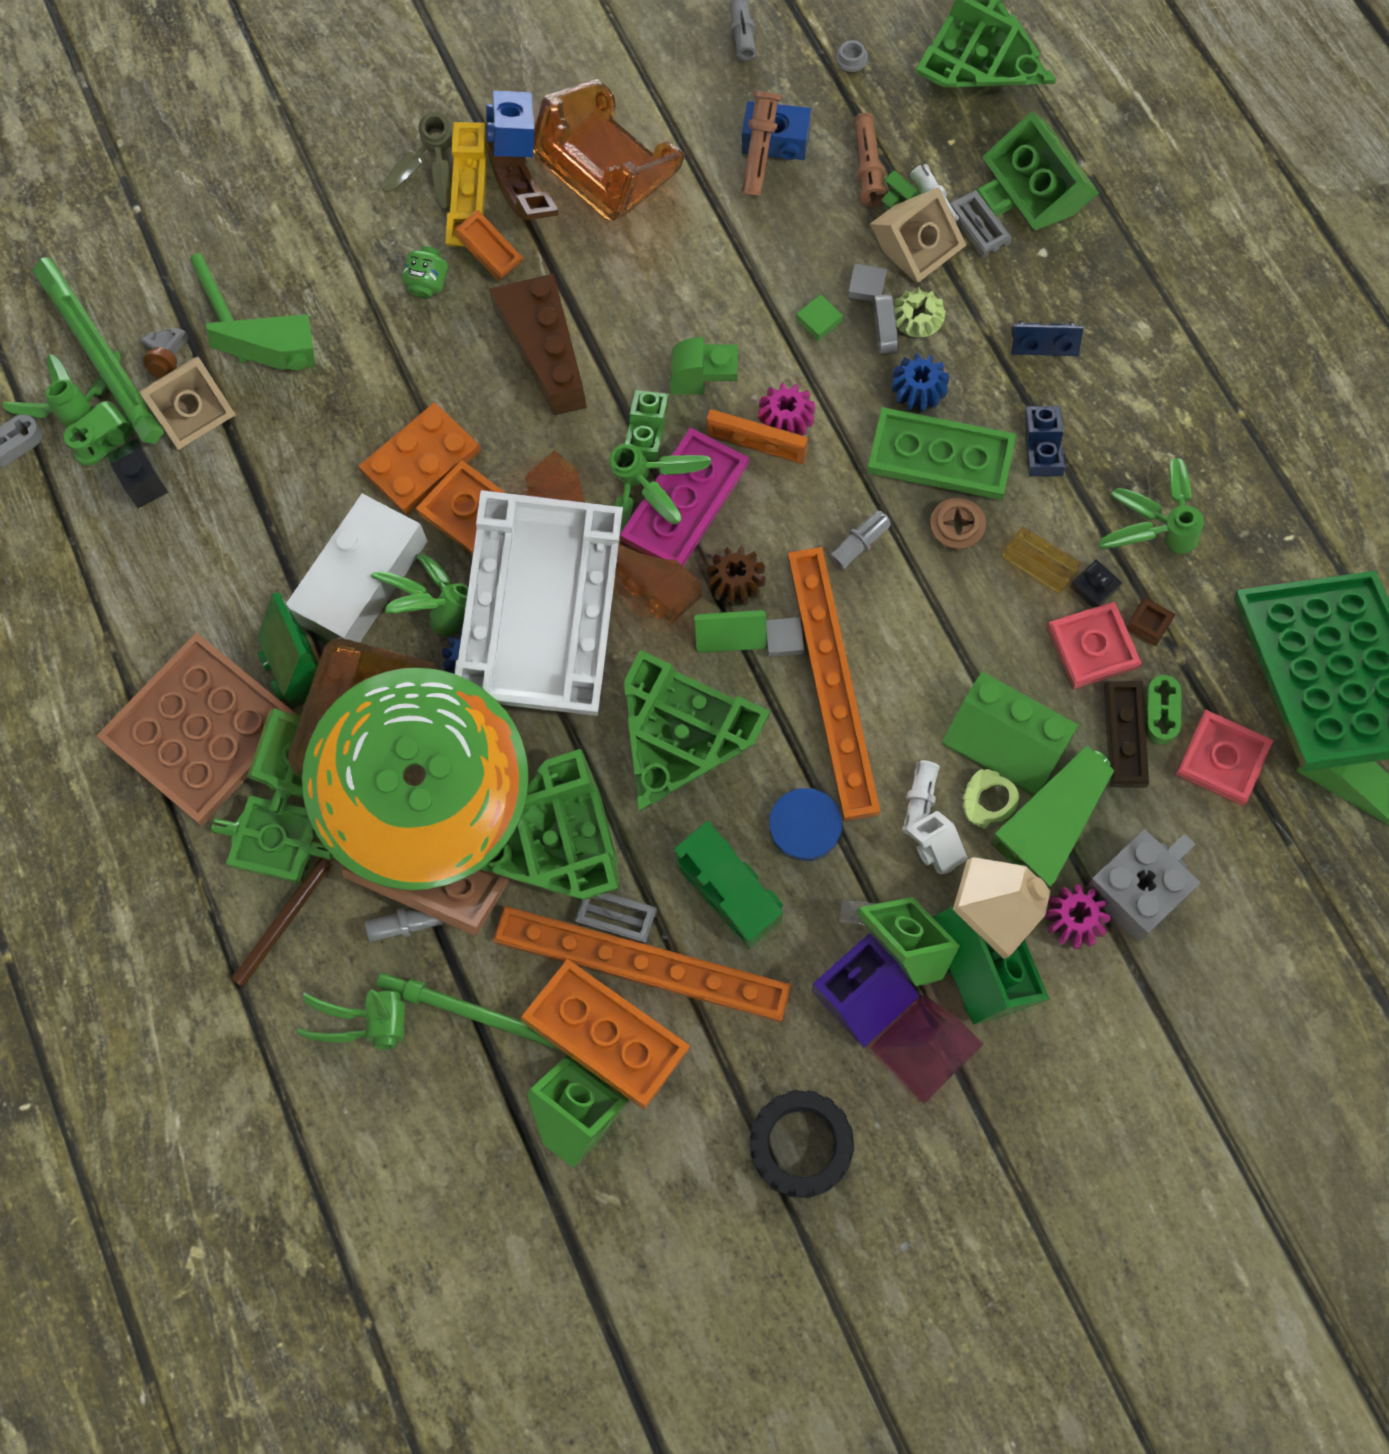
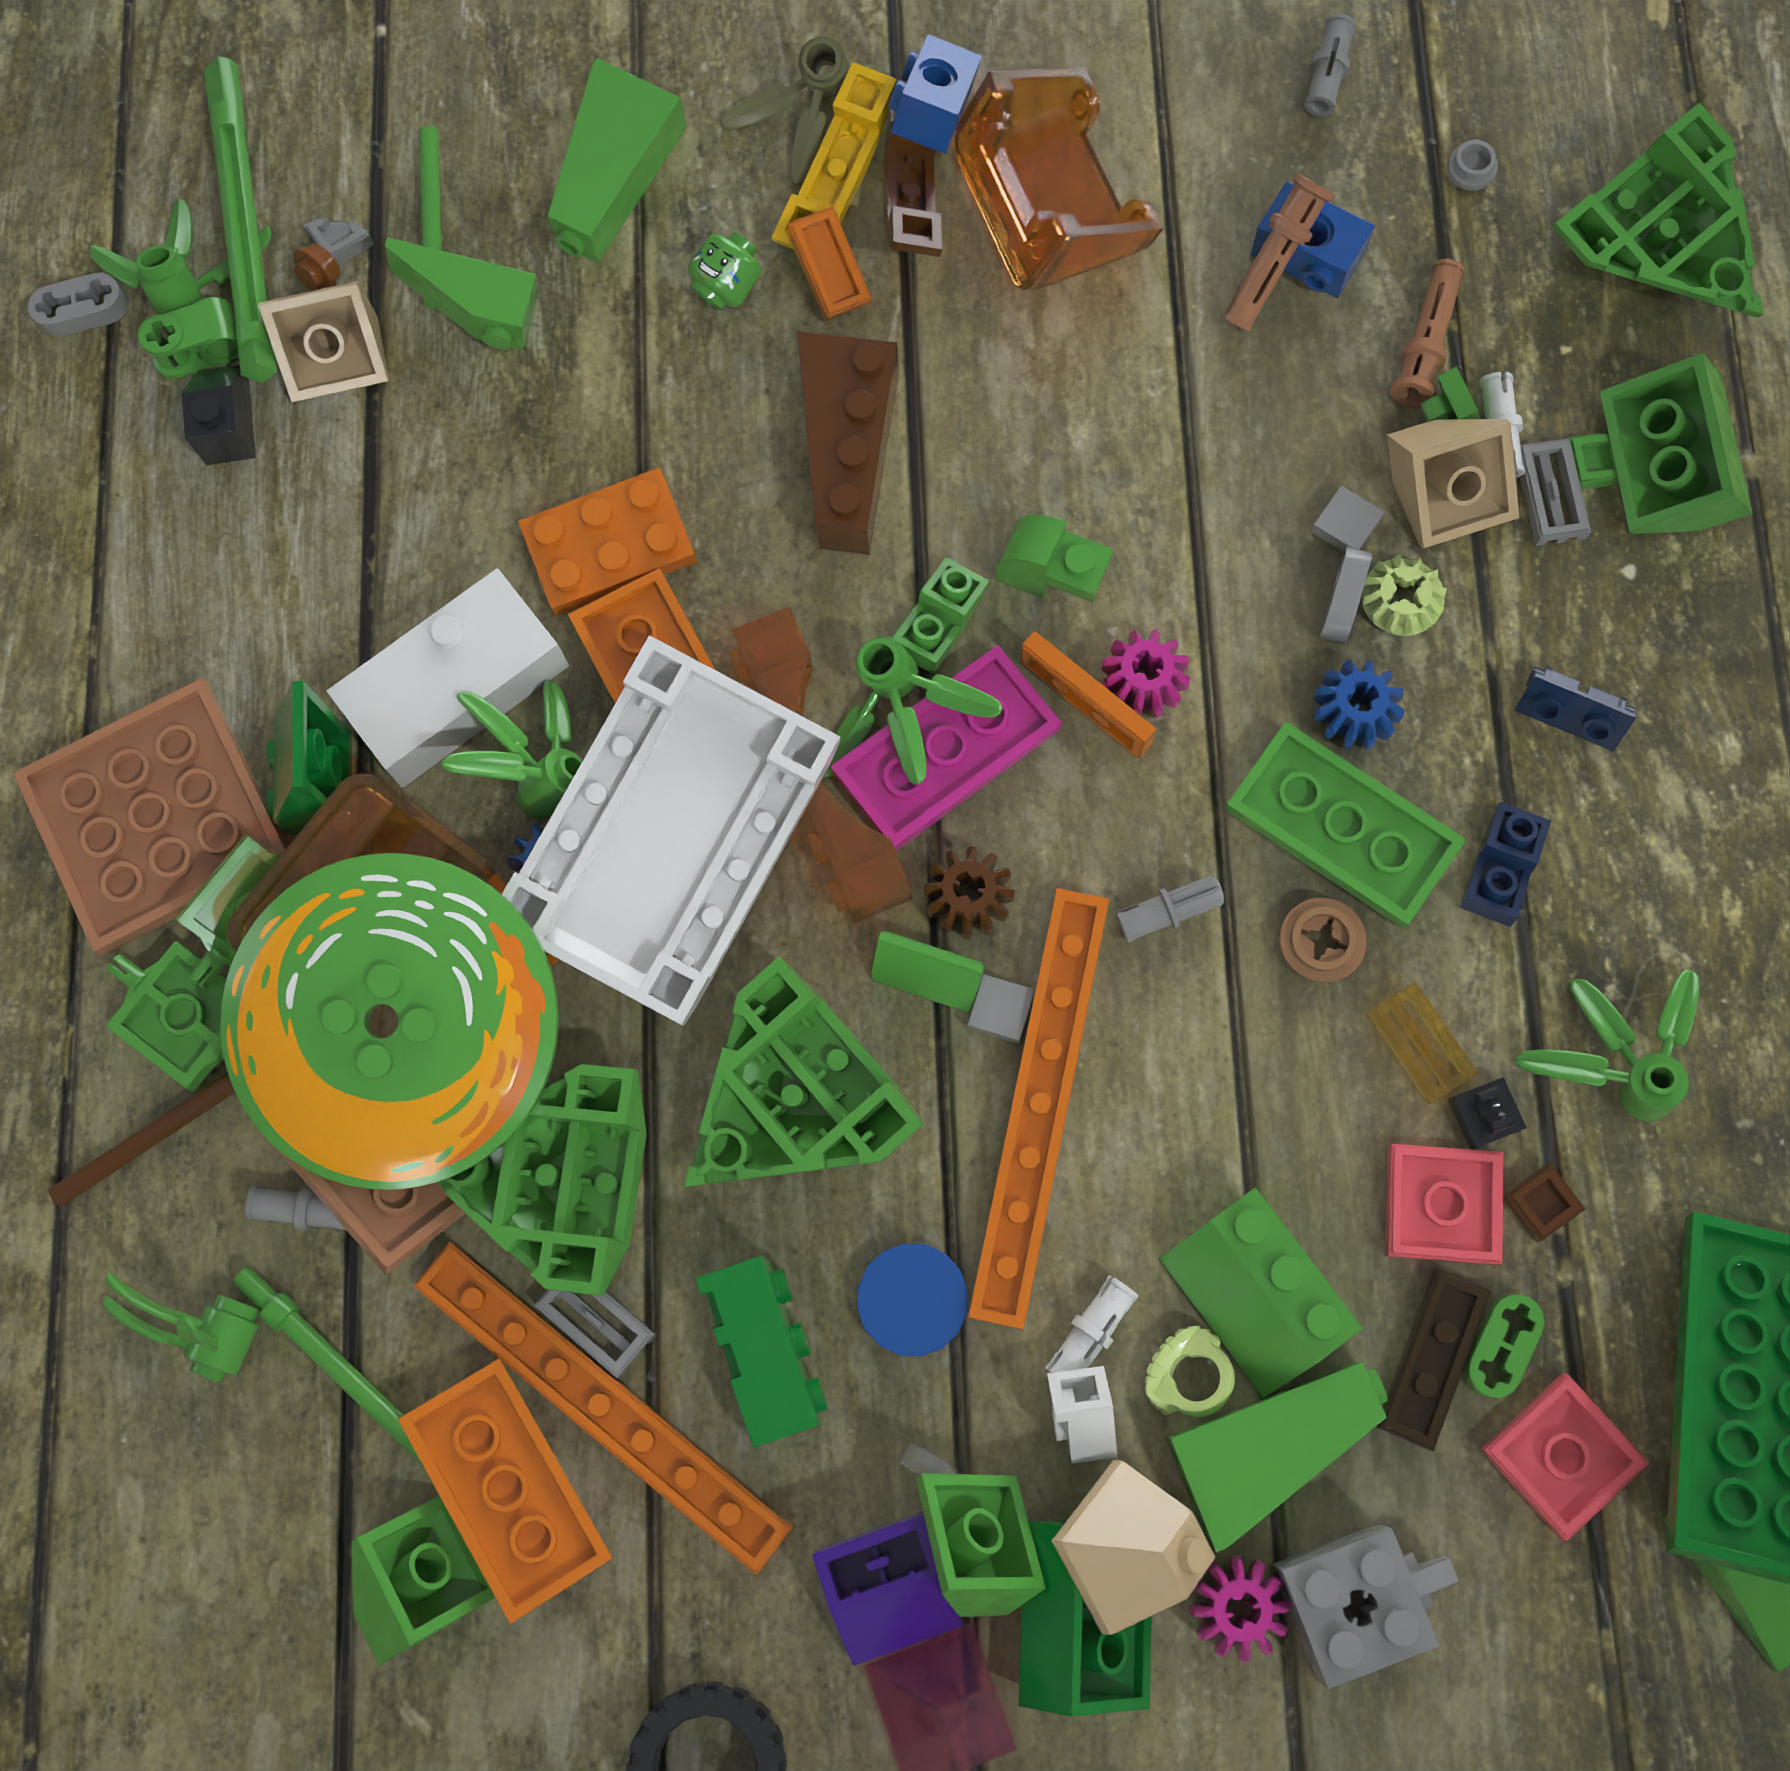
camera: 25 degrees right, 5 degrees up
(324, 230) = (612, 157): none -> bright green slope
(819, 317) = (1255, 547): bright green tile -> none

